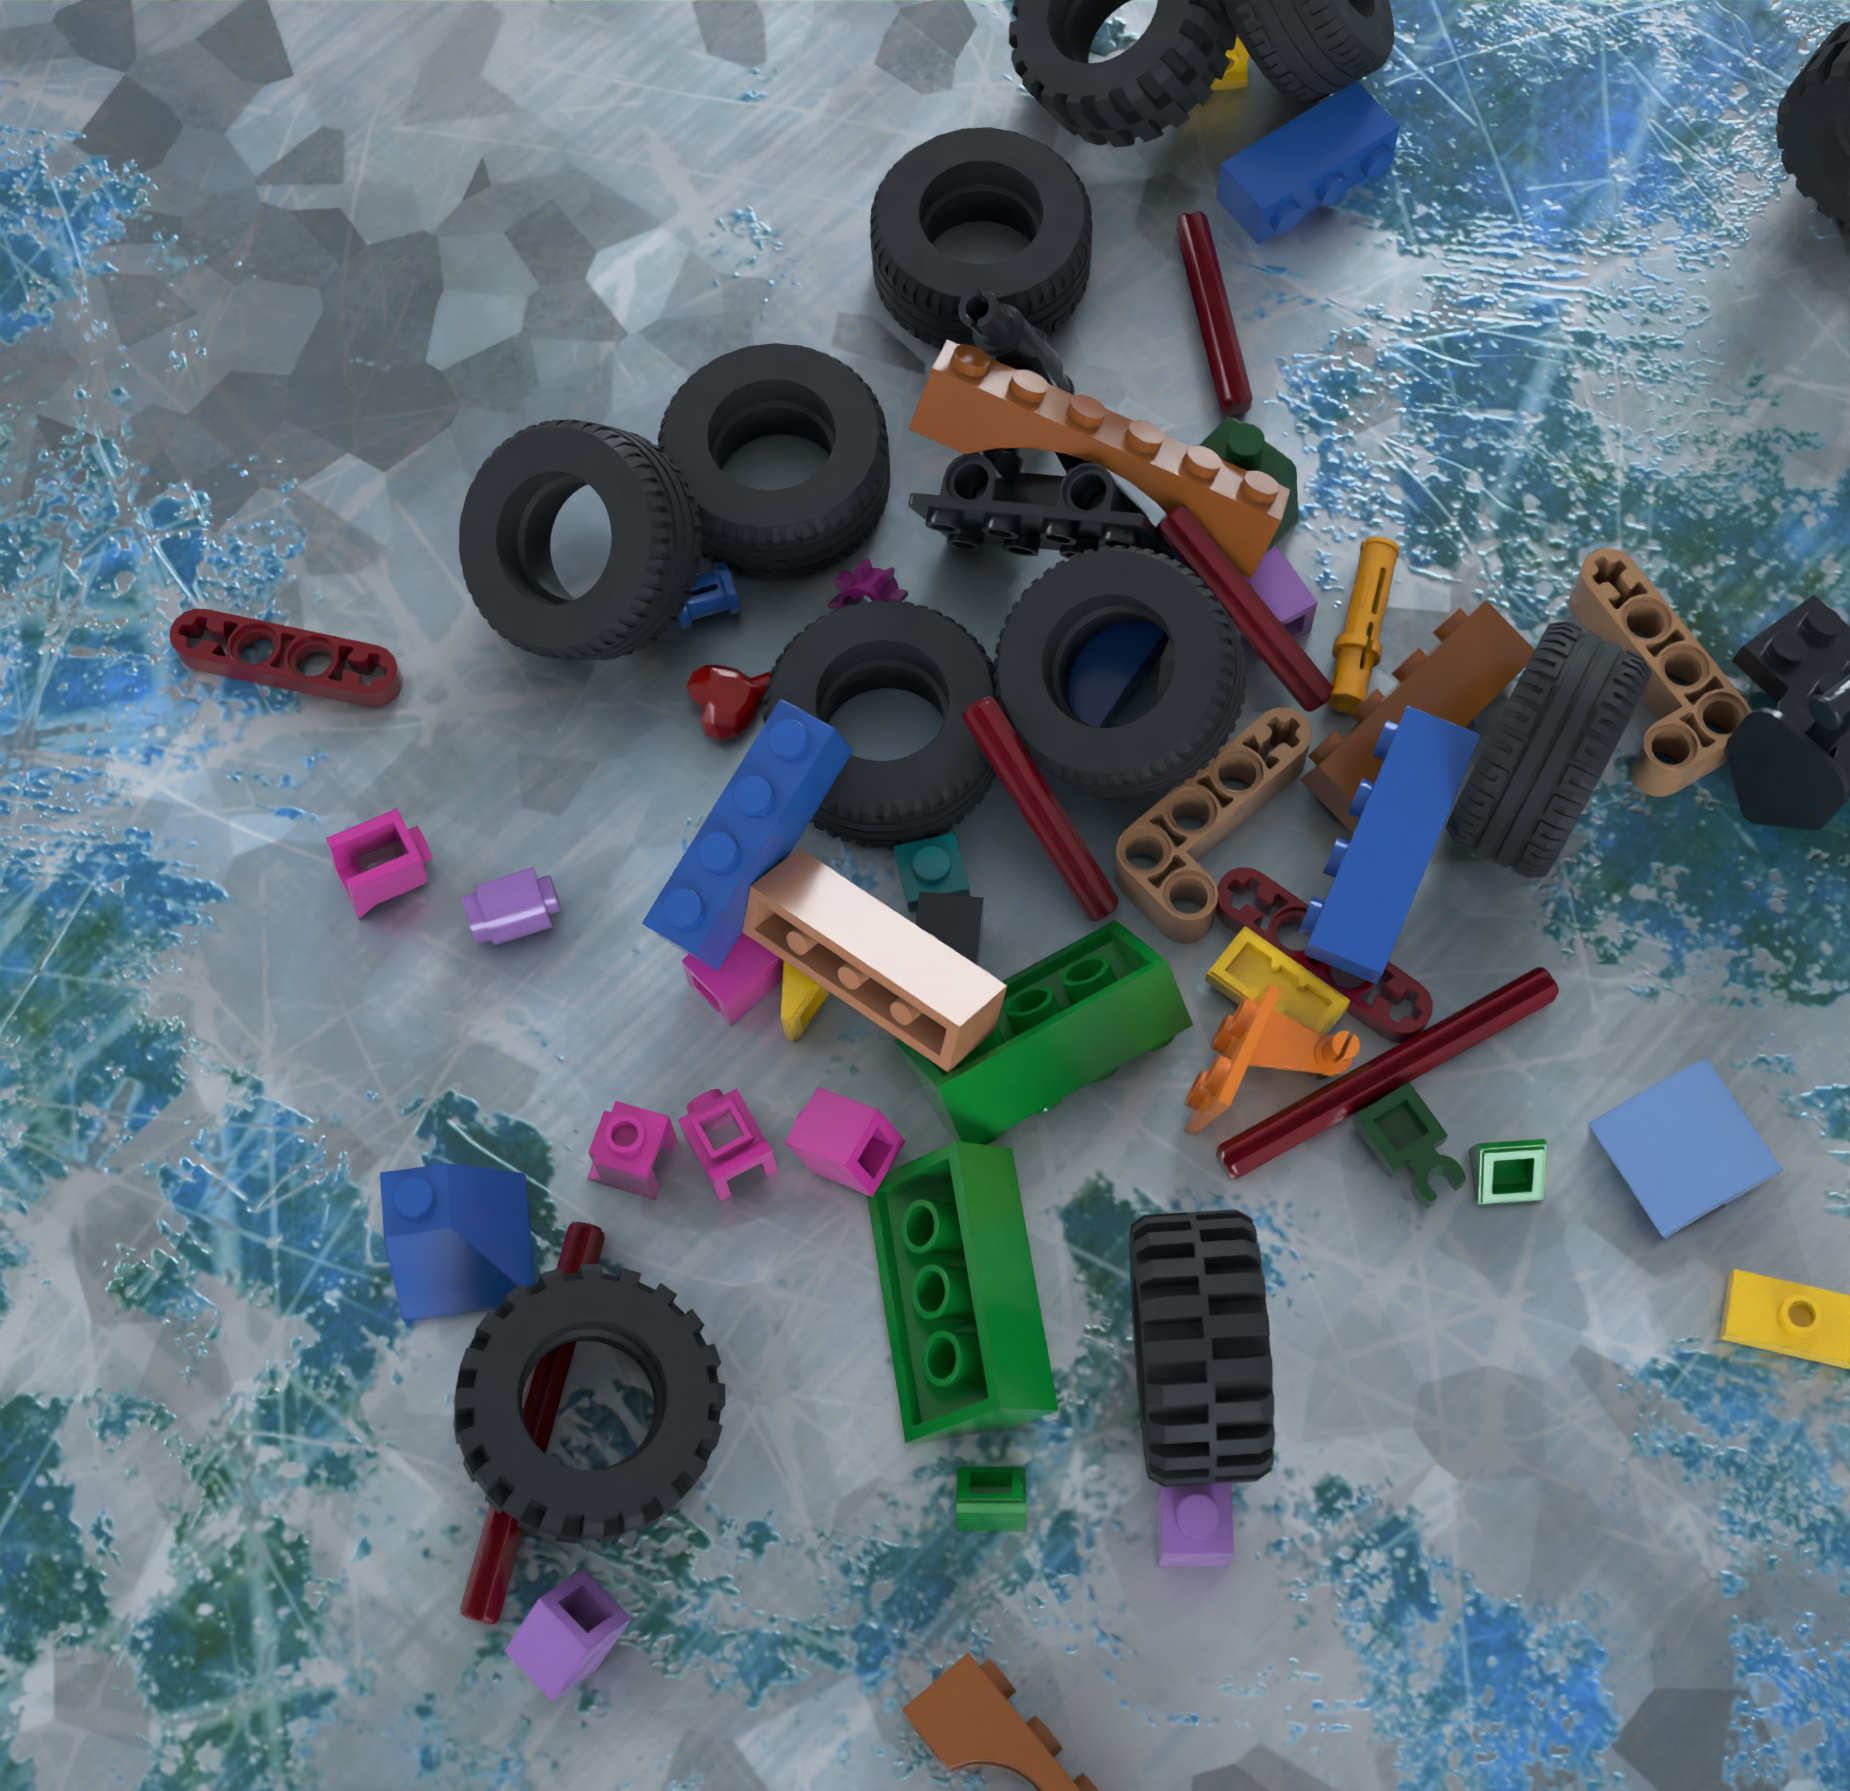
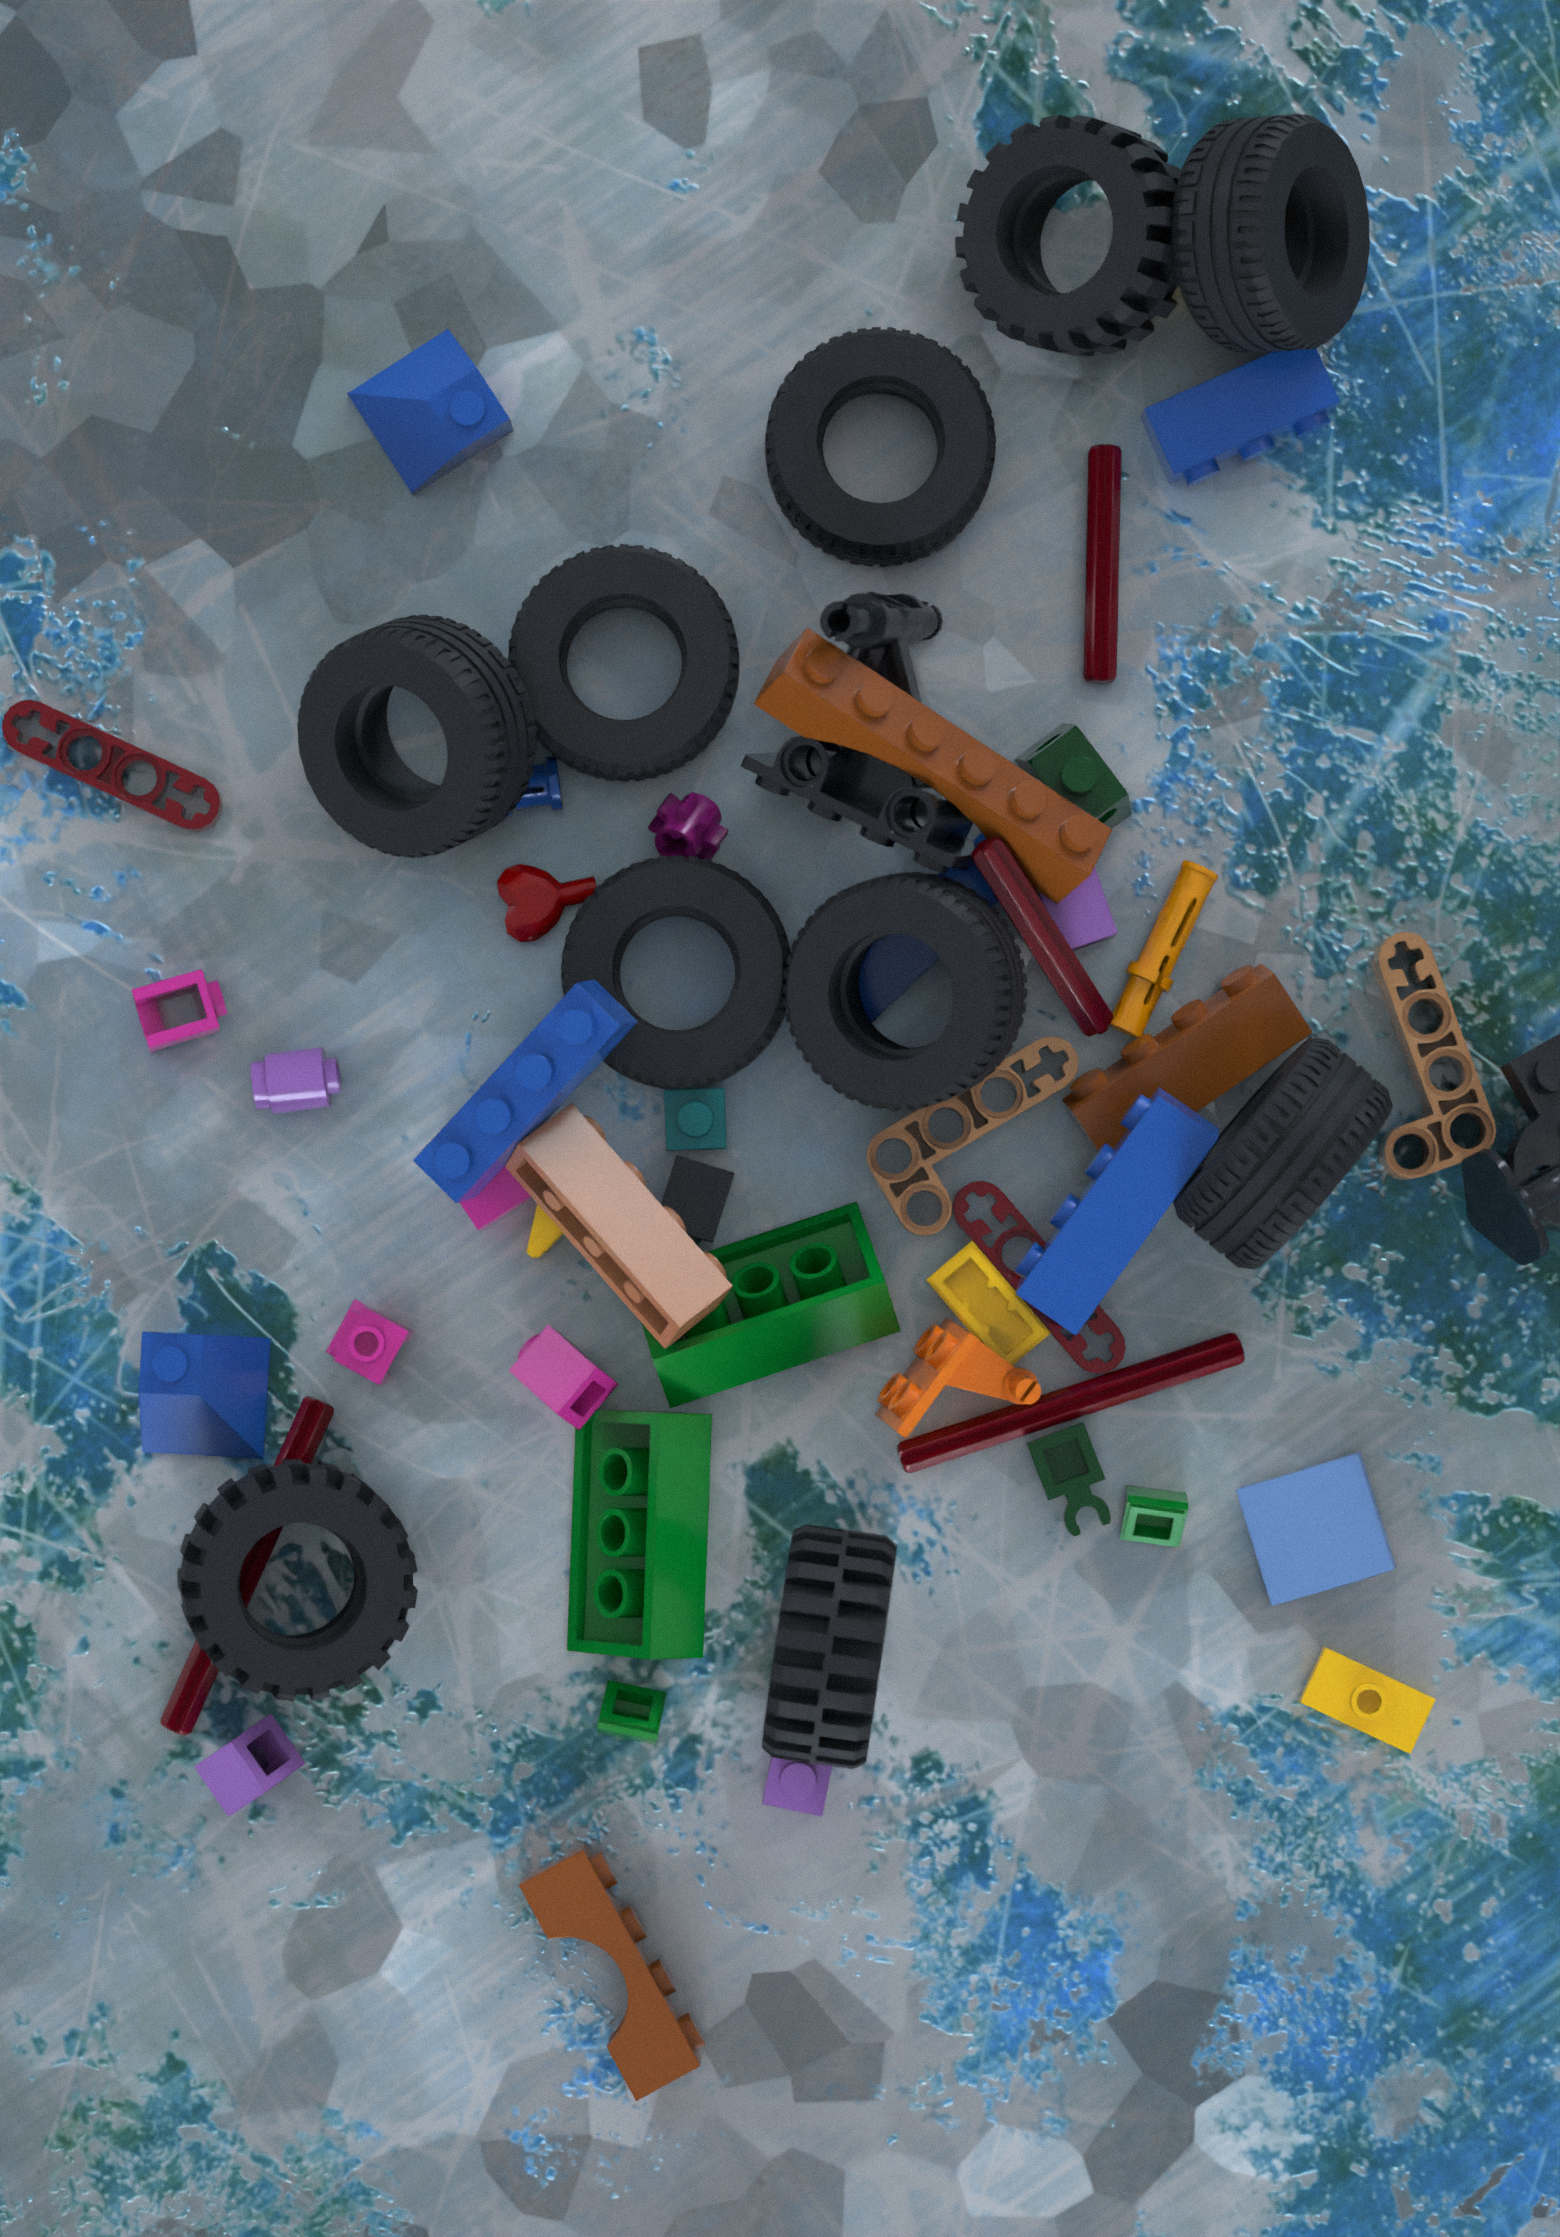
camera: 10 degrees right, 20 degrees up
(557, 304) = (431, 411): none -> blue slope
(725, 1138) = (457, 1350): dark pink window -> none
(1040, 808) = (804, 1100): dark red axle -> none

